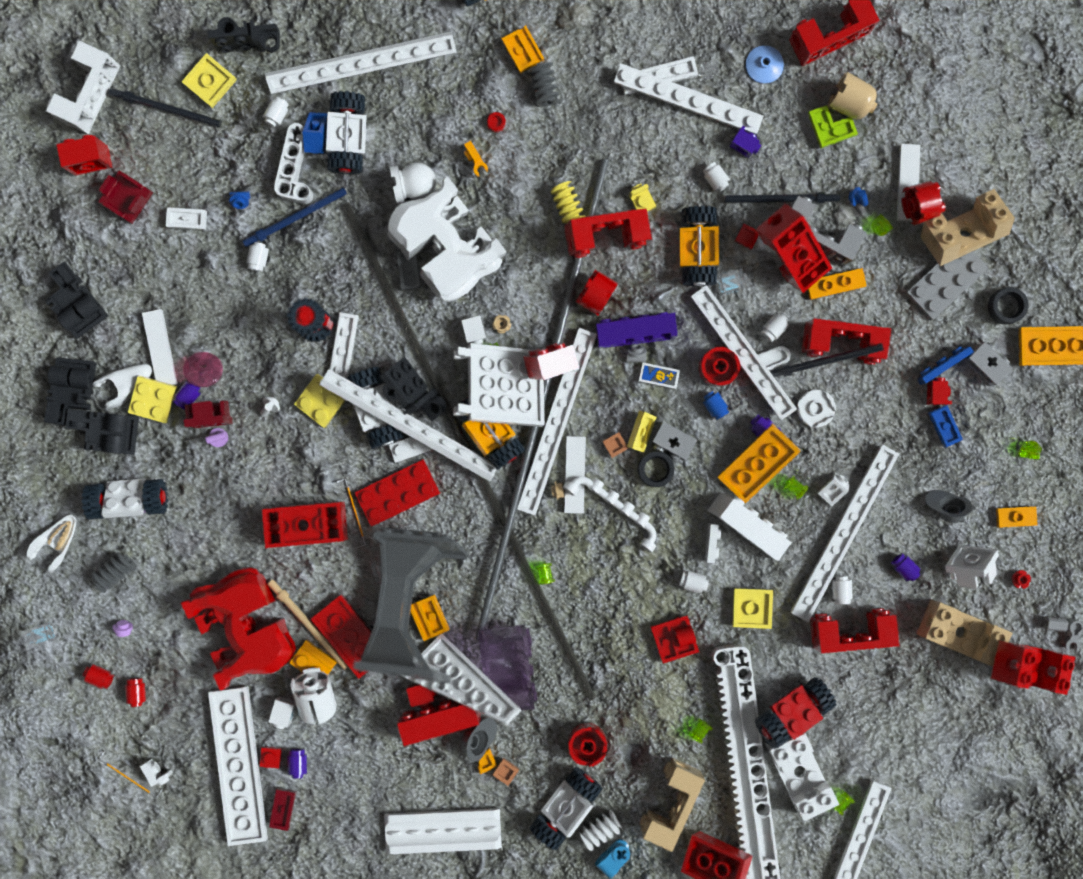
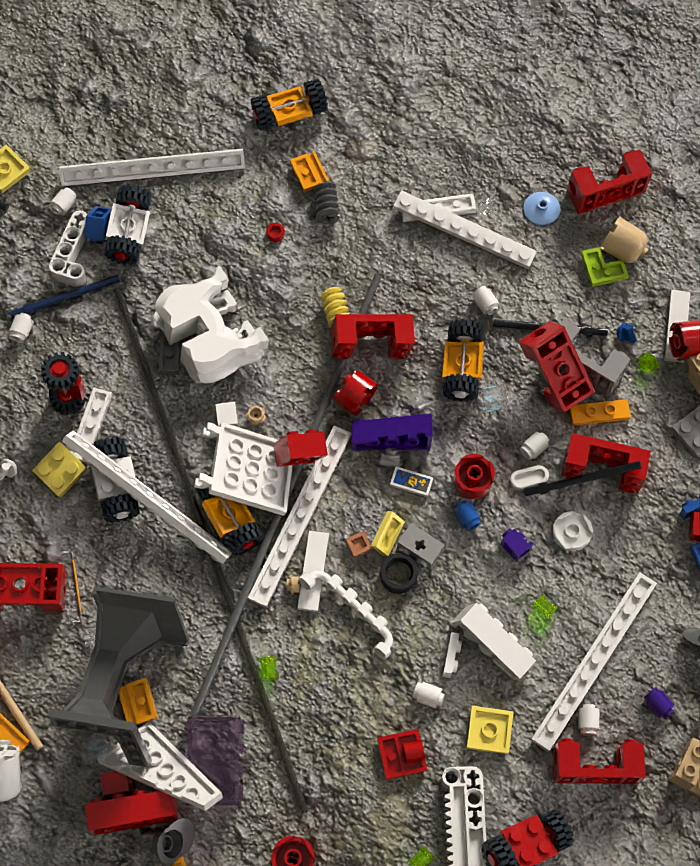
camera: 10 degrees right, 20 degrees down
(231, 37) = (44, 134): black plate -> none
(239, 200) = (13, 275): blue plate -> none
(344, 631) = (36, 699): red plate -> none
(397, 493) = (126, 568): red plate -> none
(407, 448) = (144, 526): white plate -> none
(409, 388) = (150, 459): black plate -> none
(414, 182) = (185, 270): white tile -> none
(472, 154) = (247, 256): light orange plate -> none
(641, 197) = (409, 306): light yellow bracket -> none
(746, 143) = (517, 273): dark purple brick -> none
(747, 236) = (512, 358): red plate -> none
(747, 356) = (504, 471): white plate -> none
(759, 463) = (507, 574): light orange plate -> none
(834, 489) = (586, 613): white bracket -> none

